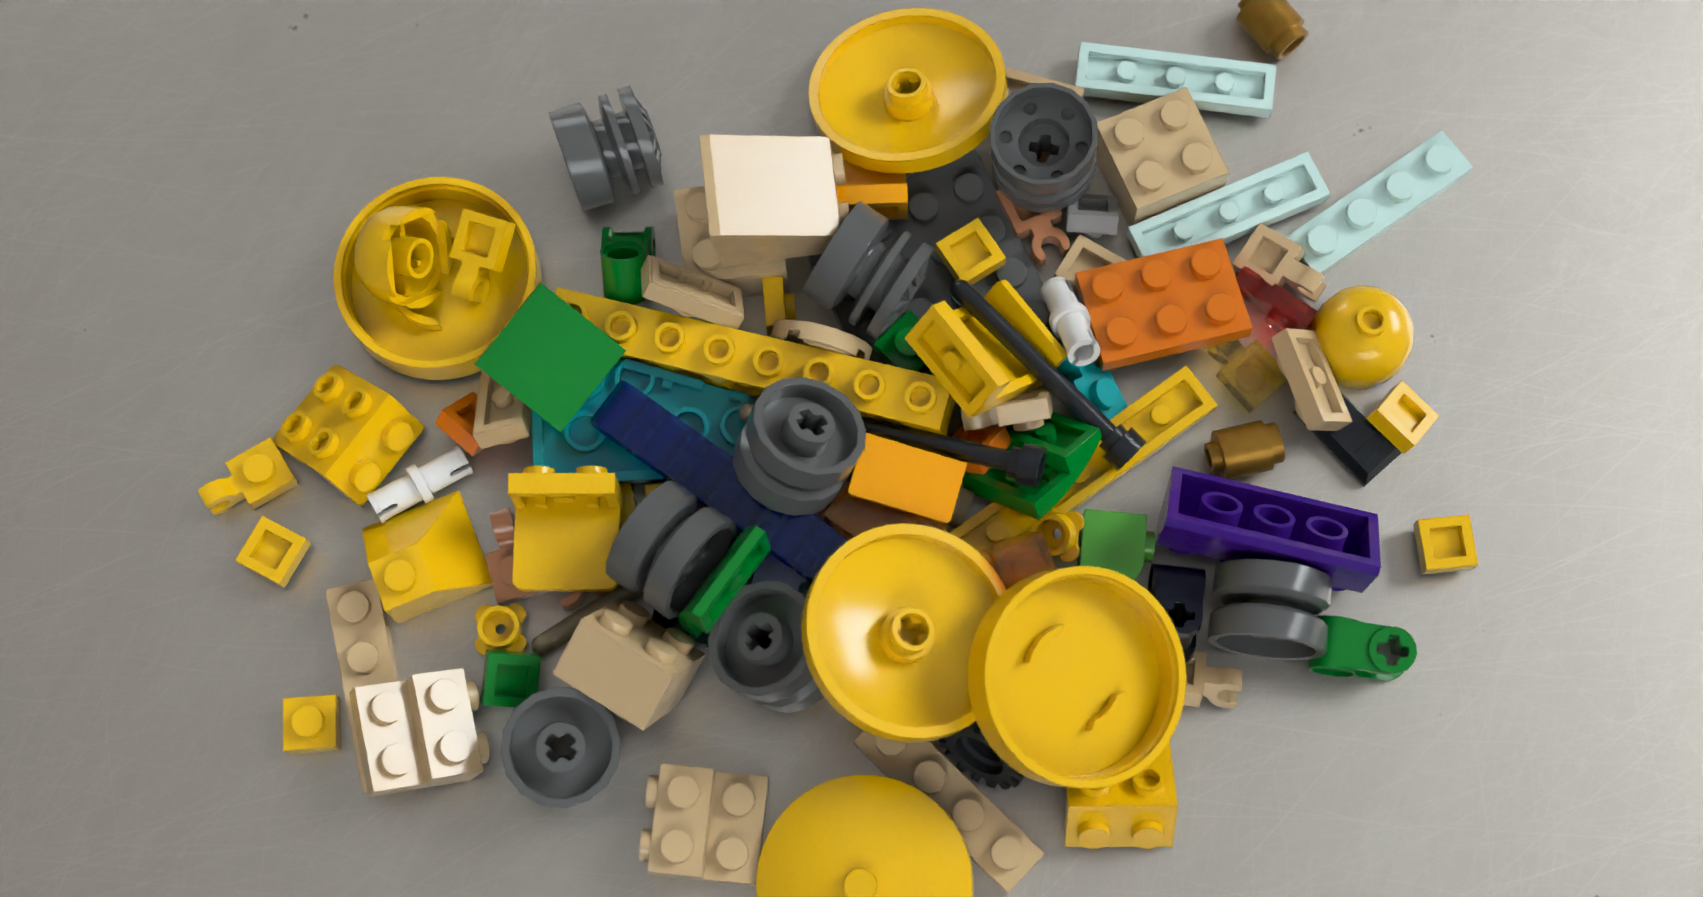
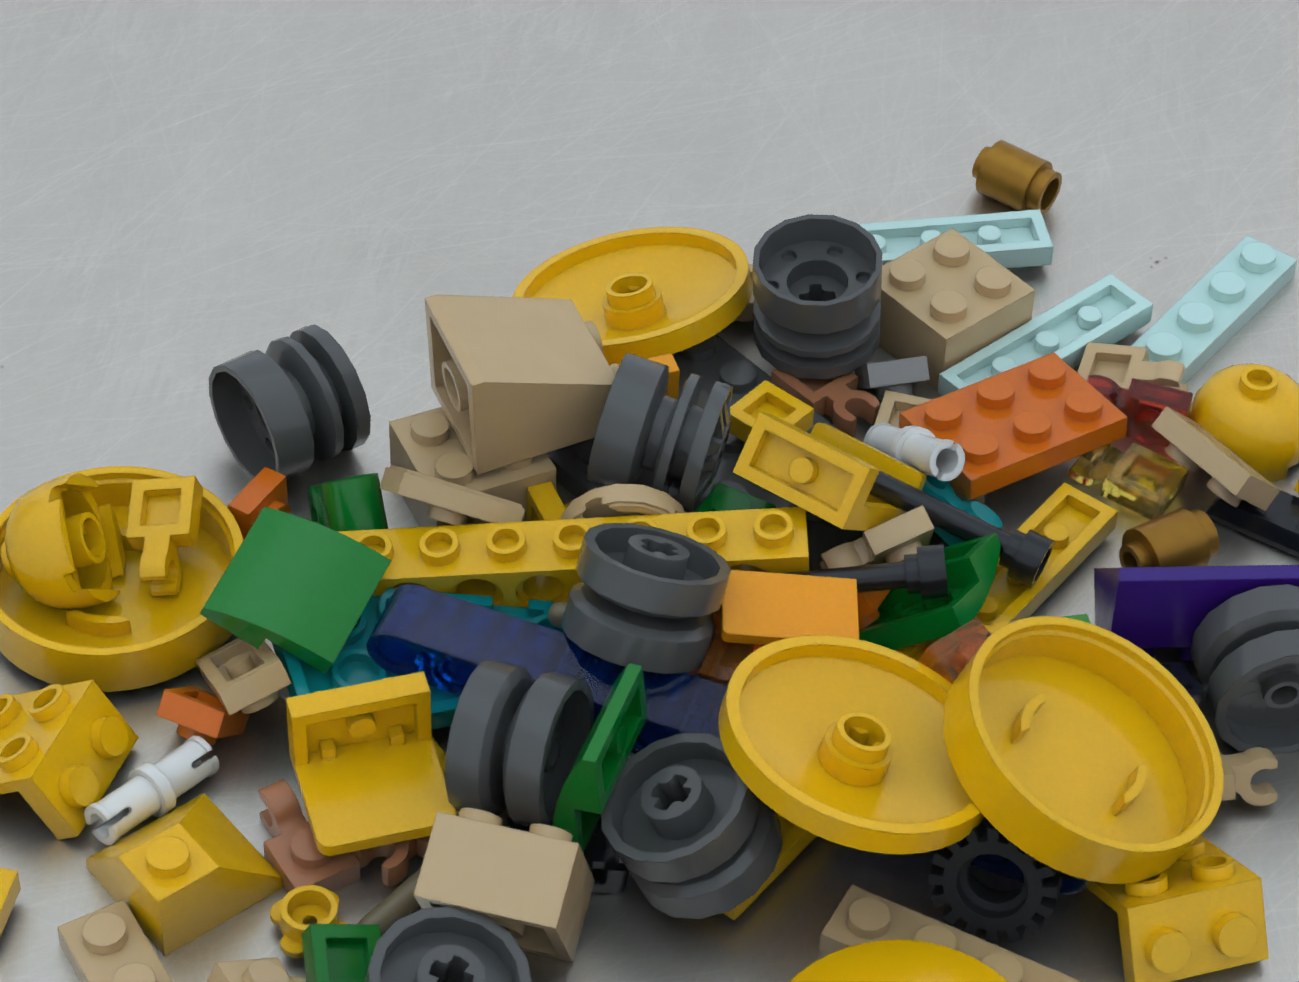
camera: 20 degrees left, 30 degrees down
(563, 239) = (264, 490): none -> orange plate

